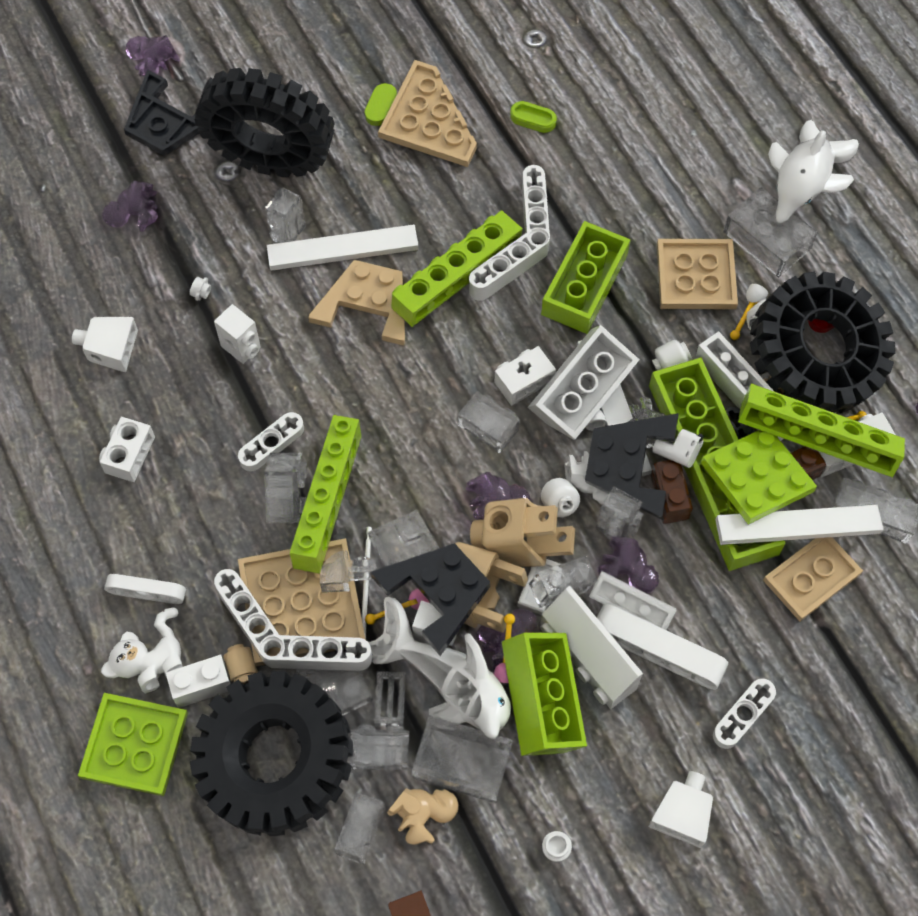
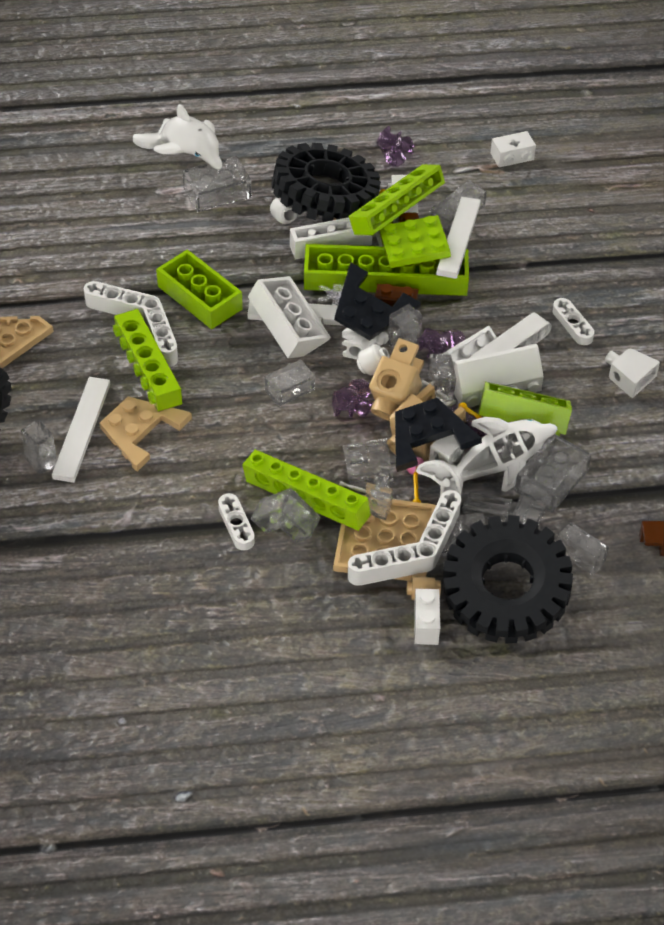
camera: 70 degrees left, 15 degrees down
(108, 341) = (86, 604): white torso -> none
(132, 450) = (198, 612): white brick -> none
(132, 658) = (388, 657): white animal -> none
(133, 744) = (460, 676): lime plate -> none
(145, 588) = (330, 635): white beam -> none
(200, 288) = (67, 529): white plate -> none
(237, 334) = (134, 507): white brick -> none
(418, 806) = (578, 511): tan animal -> none
(524, 375) = (261, 351): white brick -> none
(533, 116) = (31, 280): lime tile -> none
(556, 846) = (631, 446): white plate -> none
(671, 354) = (291, 265): white head -> none
(683, 450) = (376, 274): white piece -> none
(696, 274) = (227, 233): tan plate -> none
(754, 294) = (262, 210): hinge -> none
(812, 576) = (491, 254): tan plate -> none

